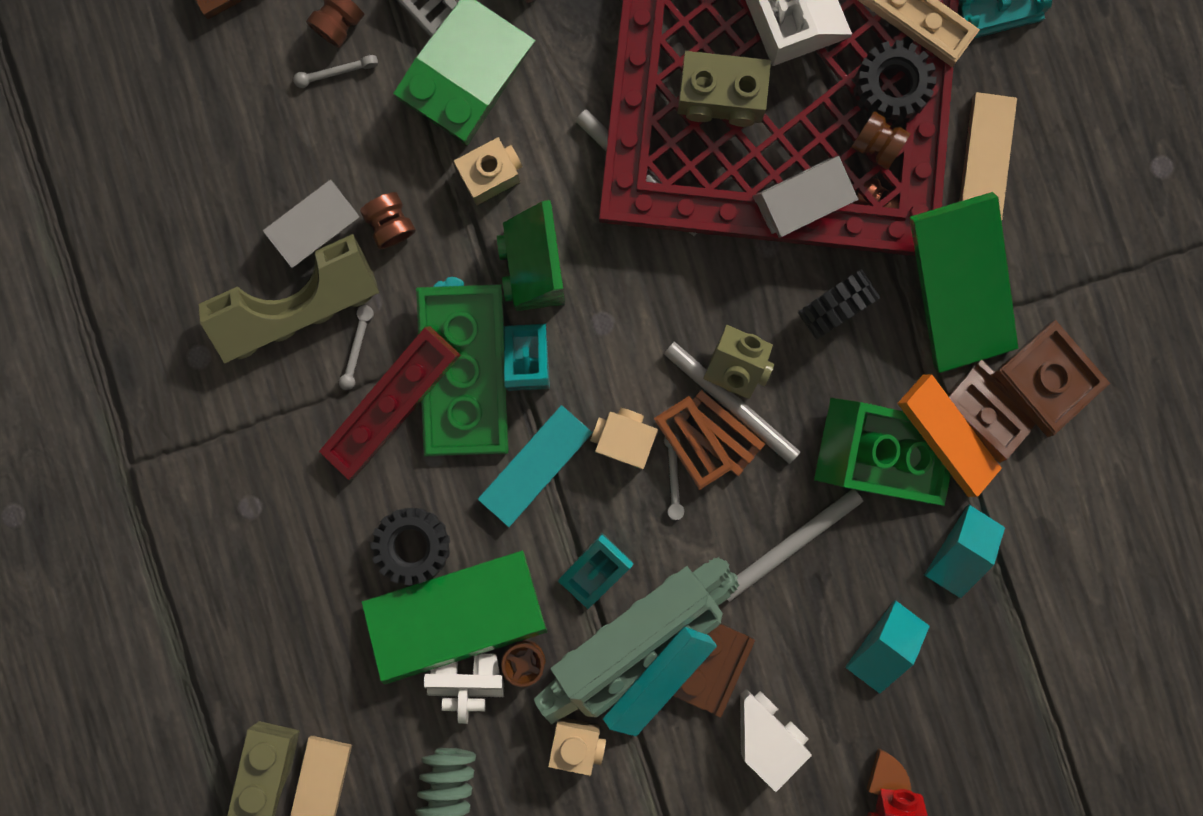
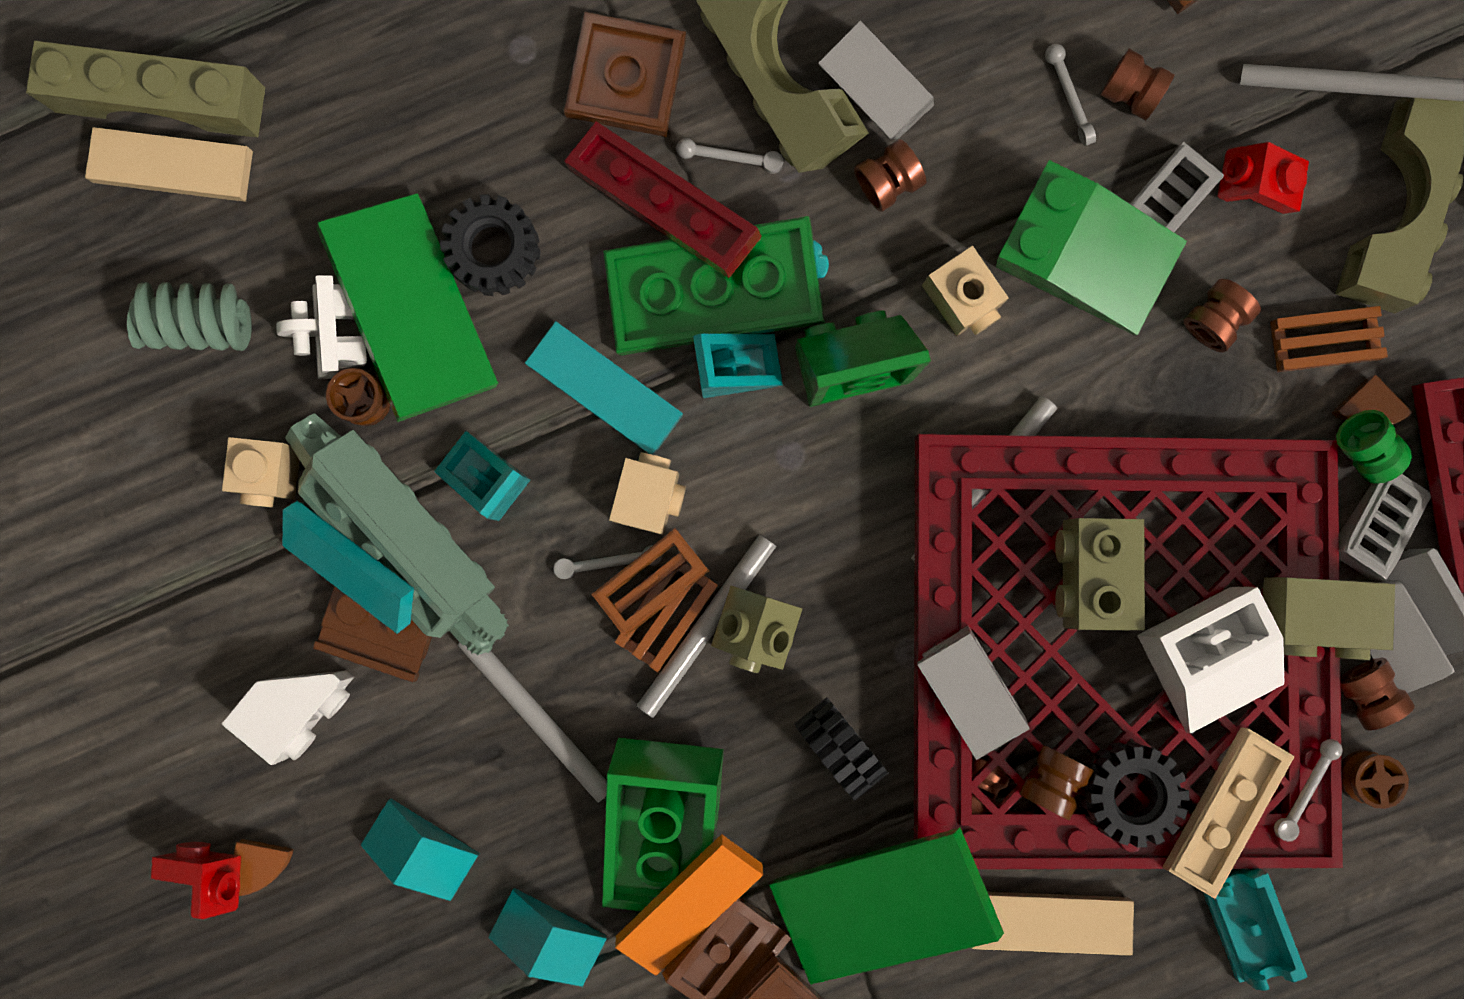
camera: 90 degrees right, 0 degrees up
(280, 425) = (625, 74): none -> reddish brown tile

